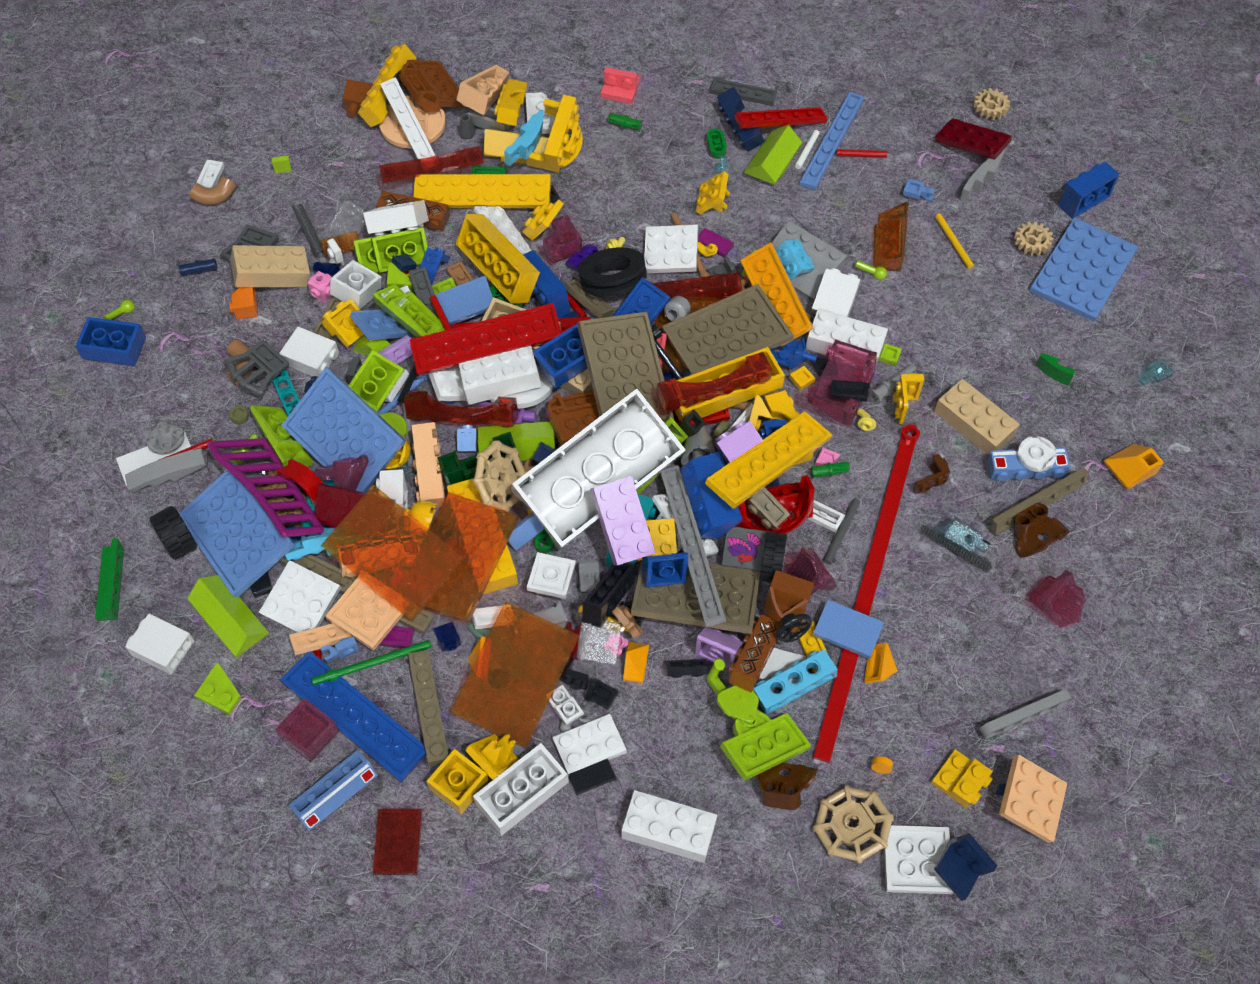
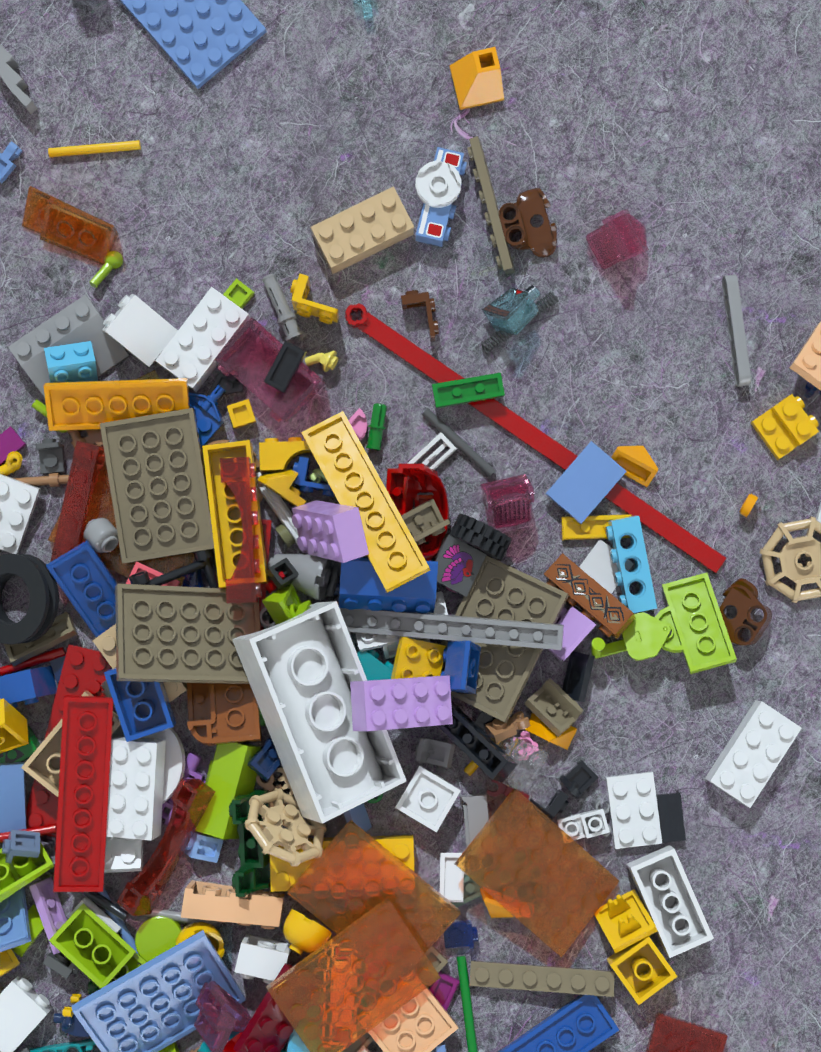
camera: 75 degrees left, 25 degrees up
(437, 317) = (21, 844): none -> sand blue bracket
(654, 654) = (554, 707): none -> dark tan bracket
(787, 604) = (541, 541): dark orange piece -> none
(886, 521) = (468, 390): none -> green plate
(1033, 238) = (119, 44): tan gear -> none
(1049, 366) = (319, 113): green slope -> none

